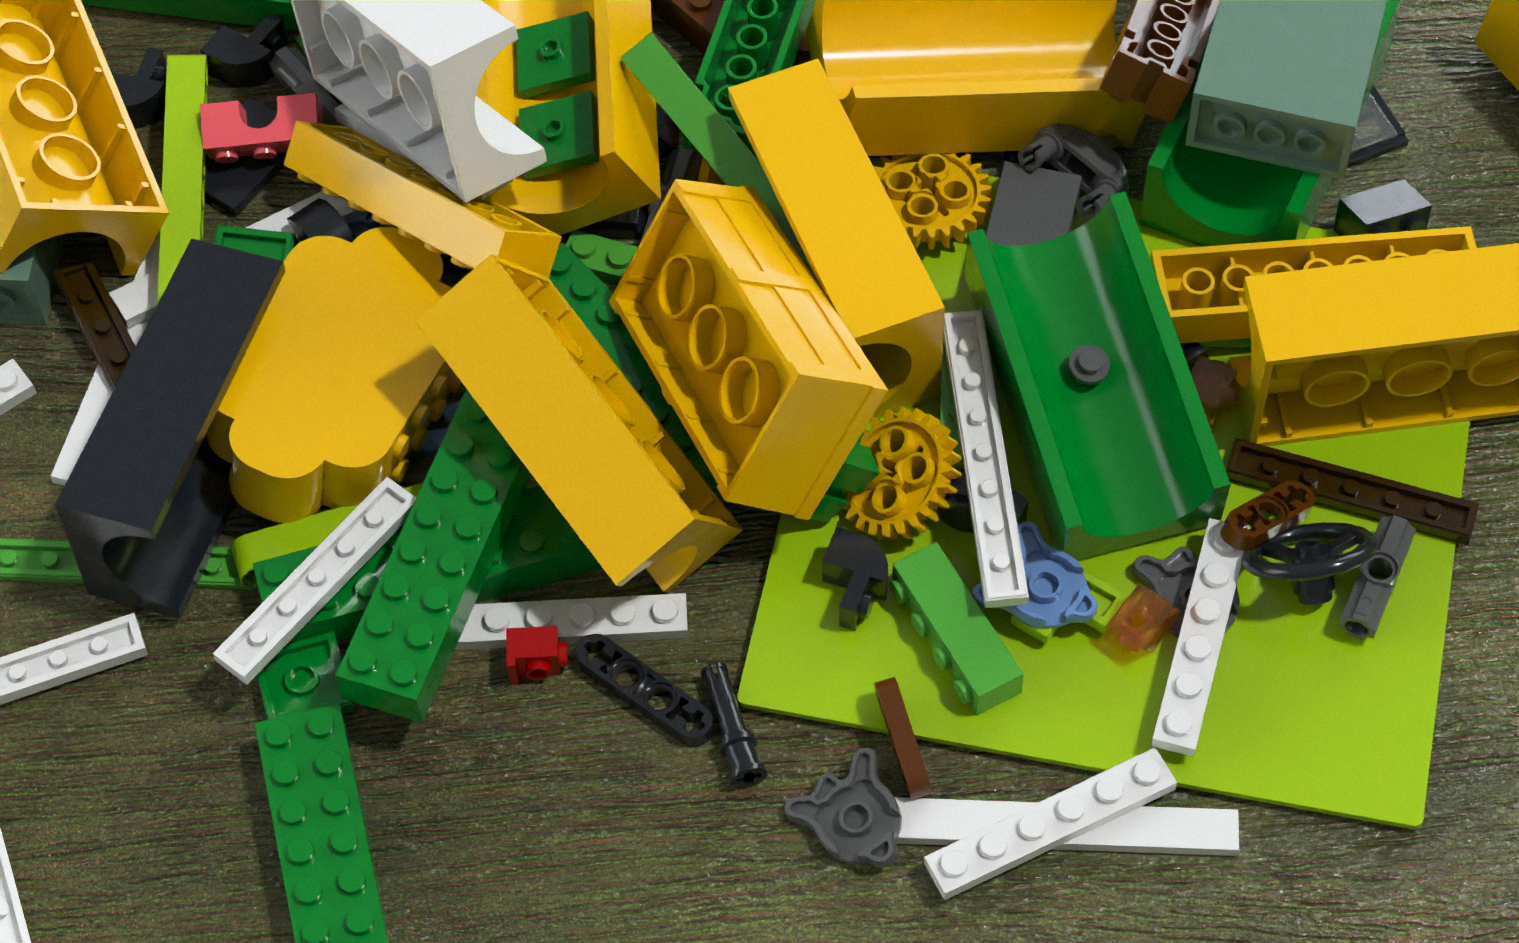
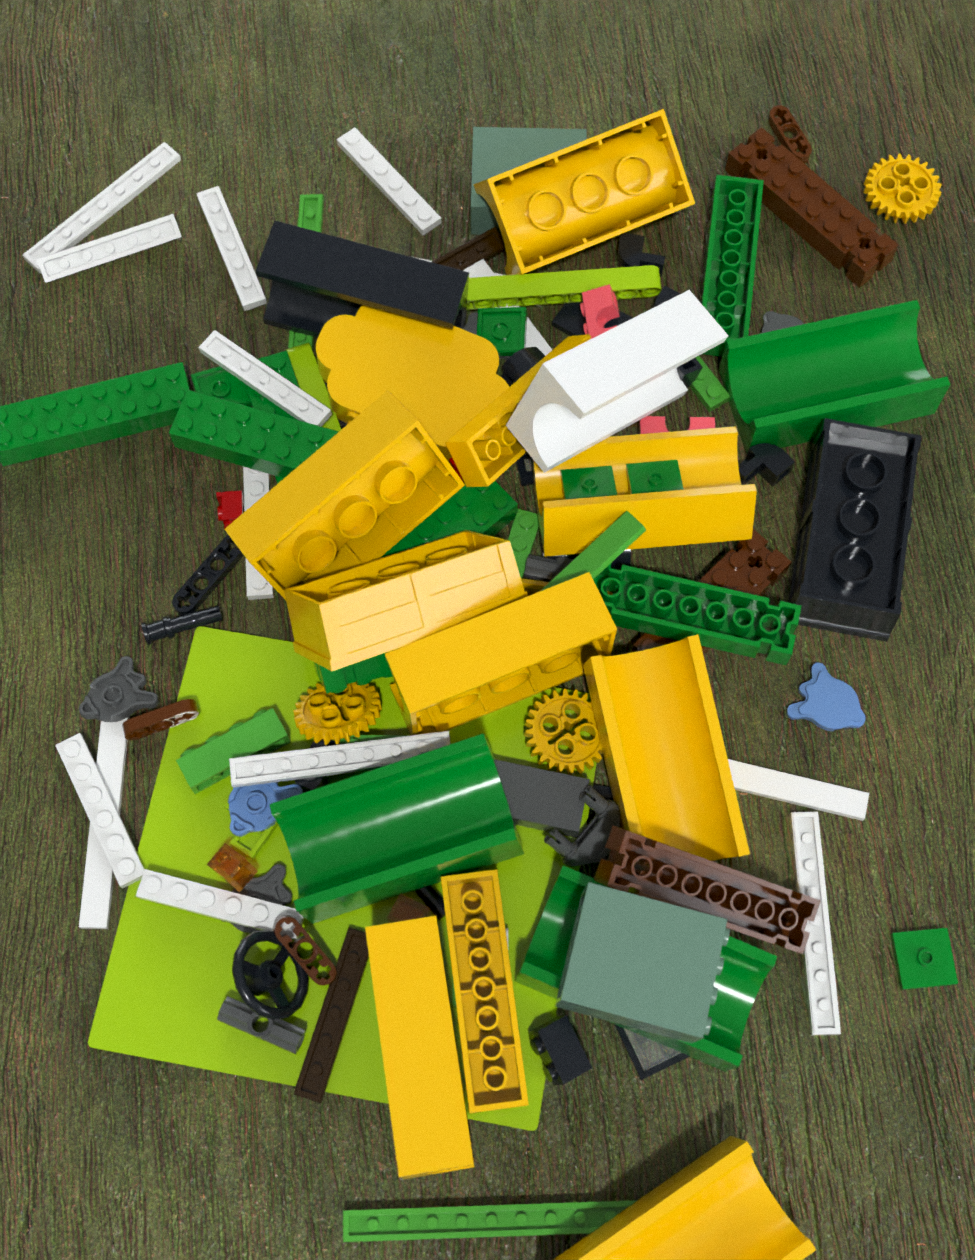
camera: 85 degrees right, 10 degrees up
(861, 568) = (278, 693): black brick -> none
(1088, 364) = (406, 826): dark grey plate -> none

